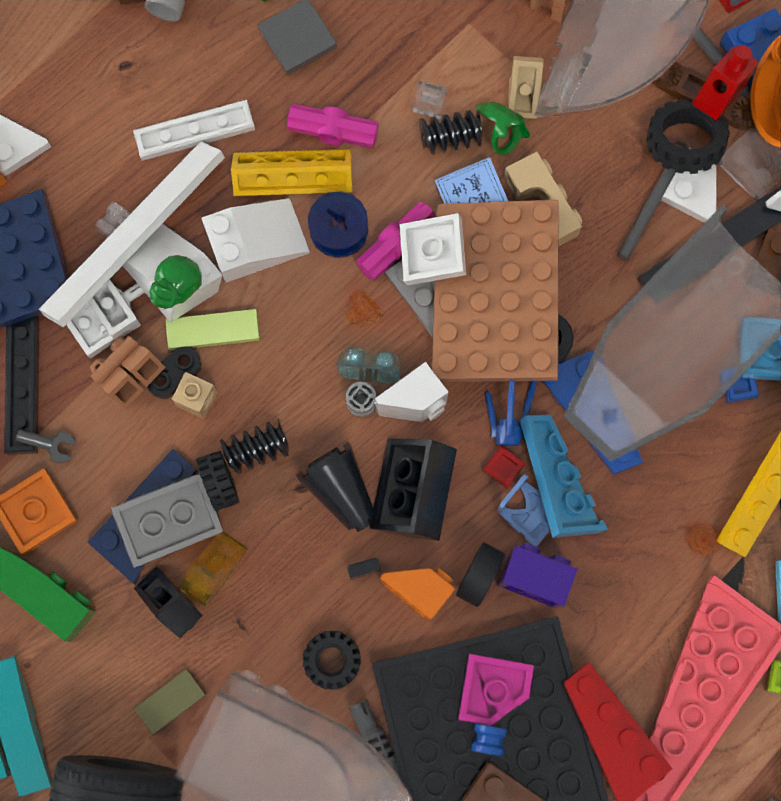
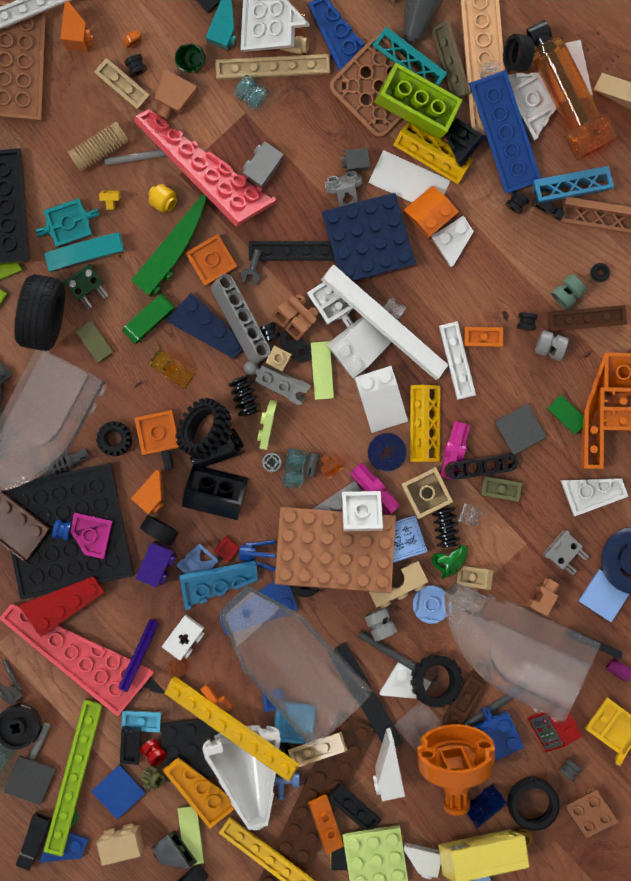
camera: 90 degrees right, 10 degrees up
(67, 726) = (83, 281): none -> dark green piece
(129, 458) = (240, 309): none -> light grey beam
(129, 611) = (148, 318): none -> green beam
(132, 29) = (527, 321): none -> black wheel
(151, 413) = (269, 331): none -> black wheel
(157, 91) = (483, 336): none -> orange plate
(166, 520) = (201, 341): light grey plate -> none
(168, 602) = (152, 341): black slope -> none
(175, 281) = (344, 349): green hair -> none
(217, 481) = (223, 372): black tyre -> none
(230, 396) = (278, 381): none -> light grey plate
(299, 406) = (267, 419): none -> yellowish green wing
(319, 588) = (156, 432): none -> orange plate
(327, 485) = (208, 445): none -> black tyre
(355, 84) = (481, 469): none -> black beam
(359, 337) = (312, 464): none -> dark grey pin
(388, 58) = (501, 489): none -> olive plate
(399, 161) = (426, 493): none -> tan brick
(414, 397) = (269, 495): white slope -> none
(570, 153) = (430, 604): none -> light blue tile
(609, 221) = (380, 624): none -> light grey wheel
(662, 544) = (175, 645): none -> white brick
(689, 601) = (138, 655): none -> dark purple axle
(735, 71) = (469, 709): red torso -> none
(749, 464) = (222, 702): none -> orange slope

